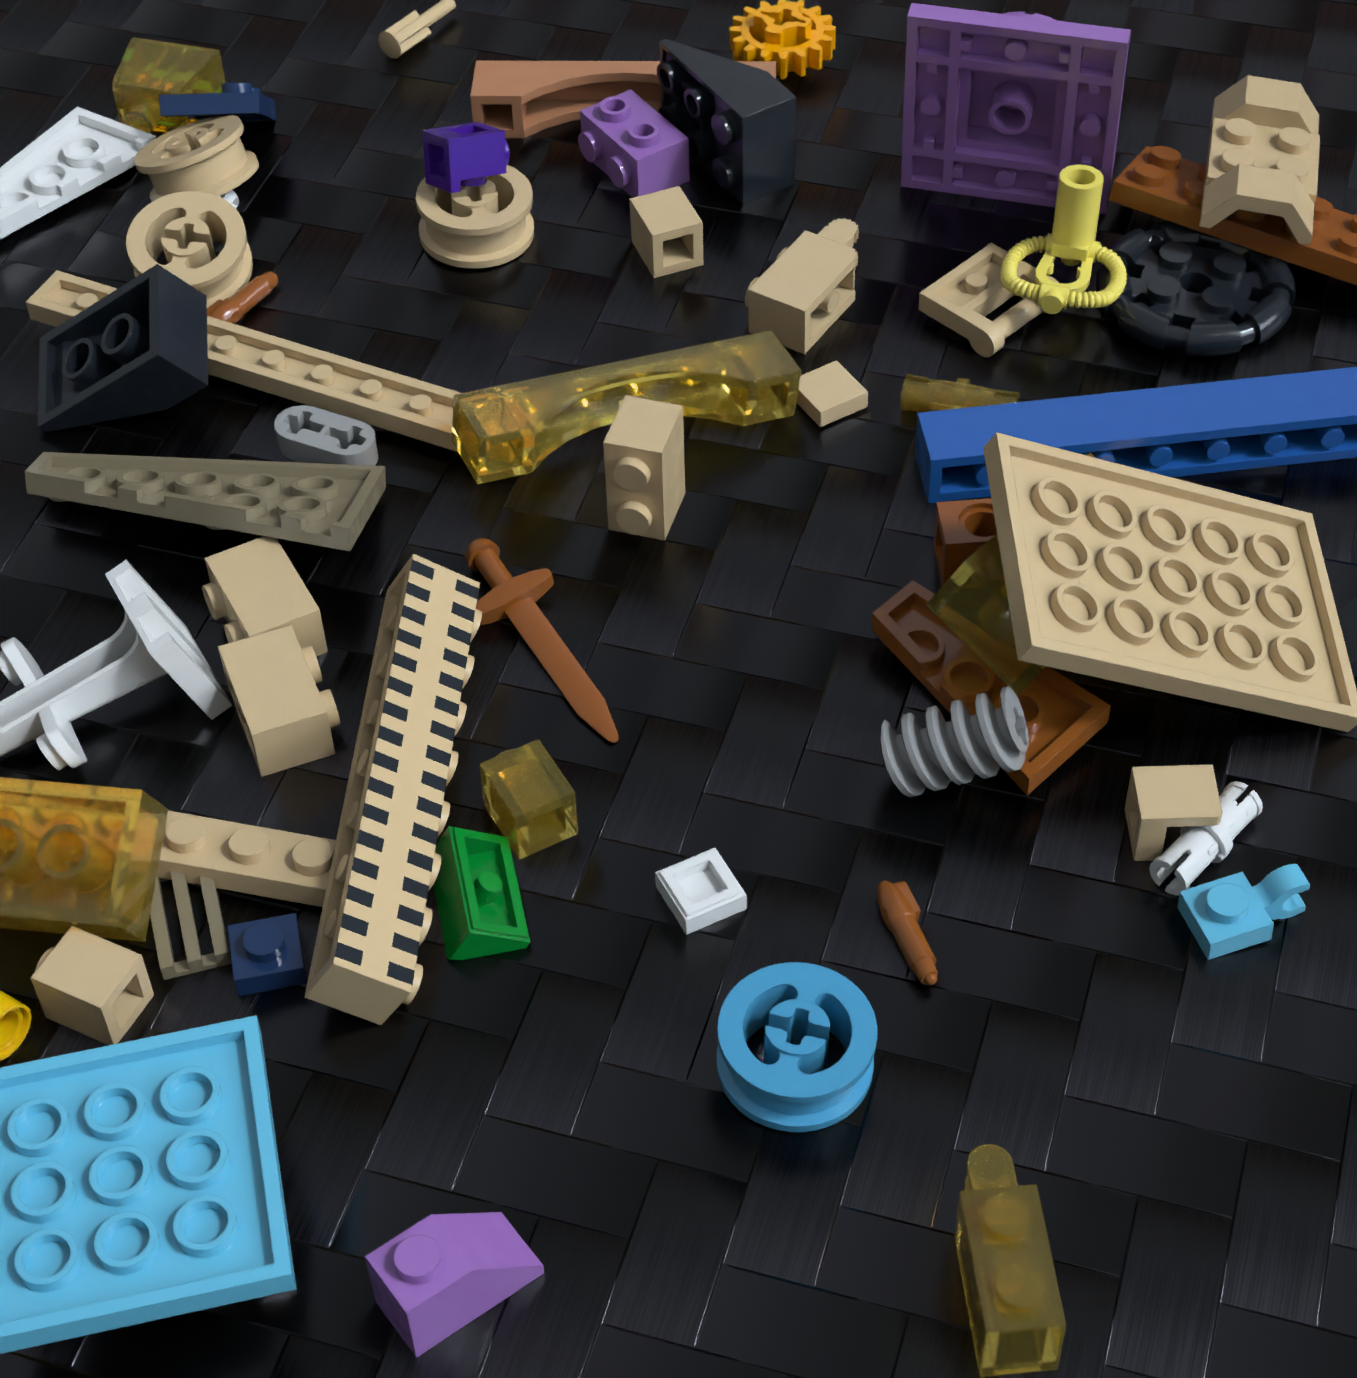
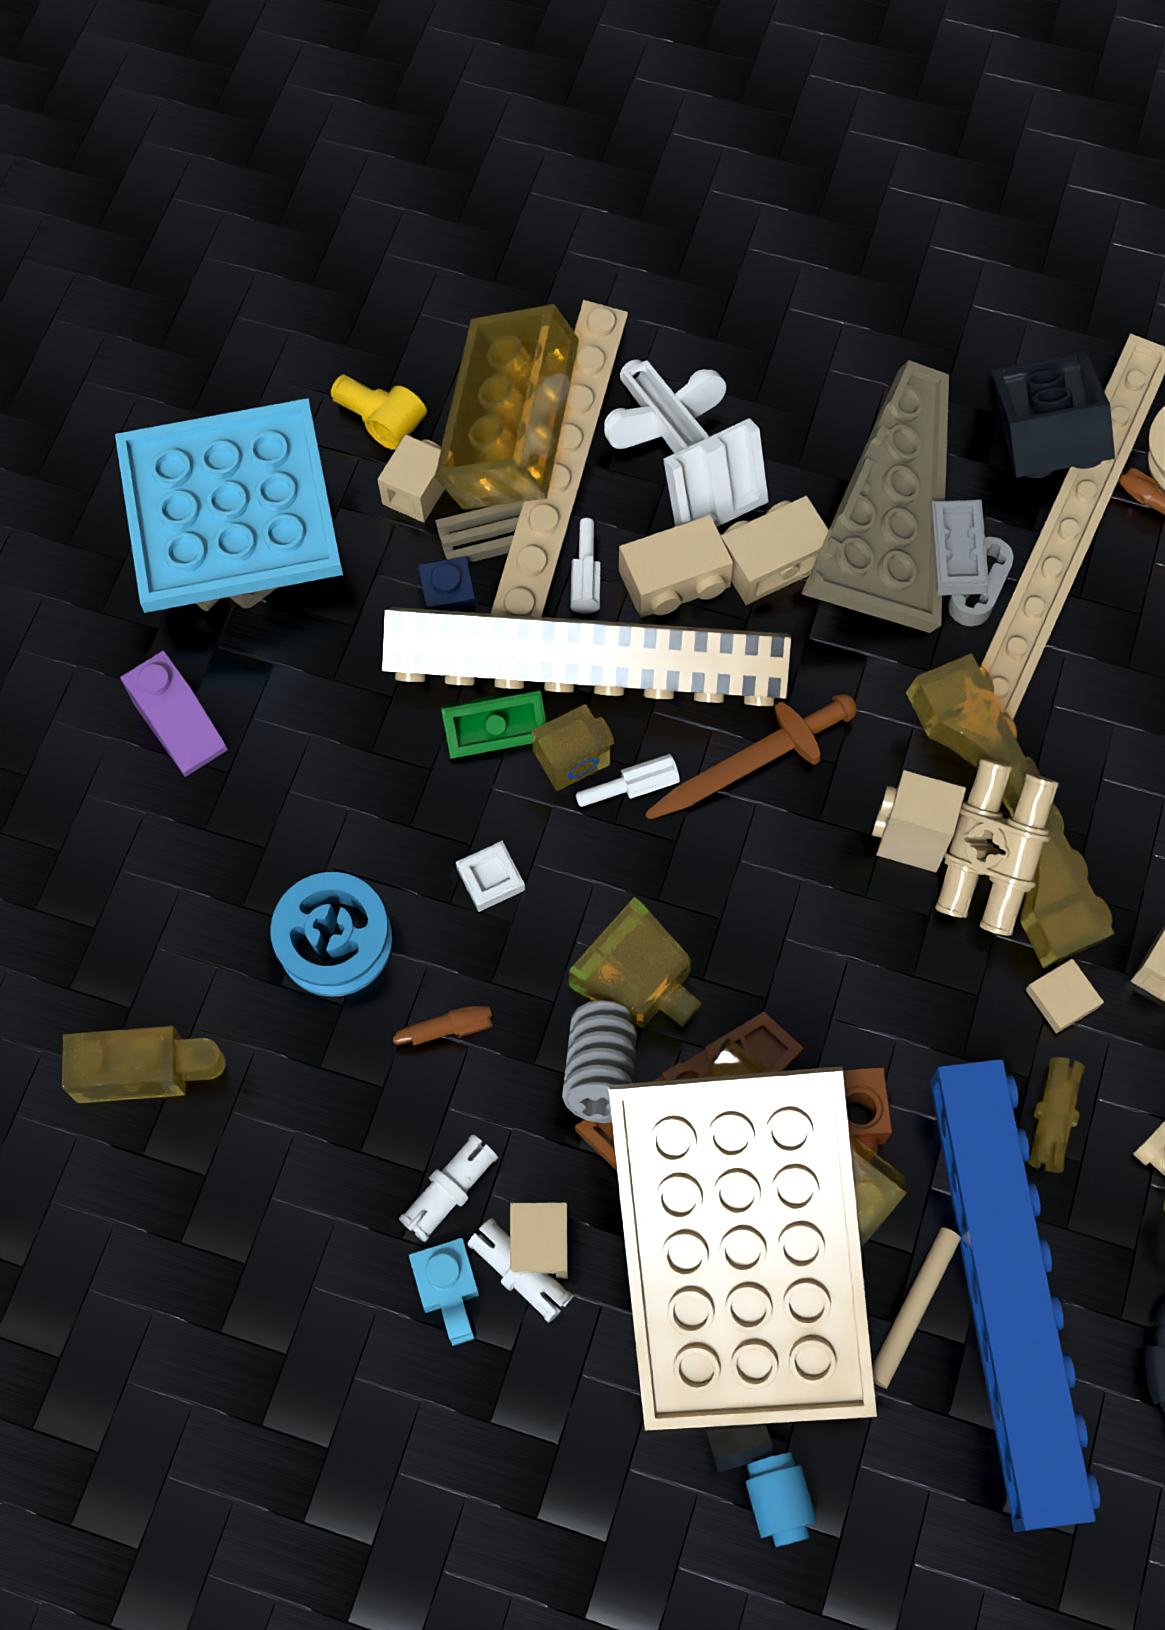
camera: 90 degrees right, 20 degrees up
(264, 798) = (585, 573): none -> white axle
(292, 434) = (959, 547): none -> light grey plate
(571, 743) = (635, 781): none -> white axle
(707, 392) = (1019, 837): none -> tan pin
(822, 730) = (638, 968): none -> clear yellow torso
(1119, 912) = (448, 1188): none -> white pin

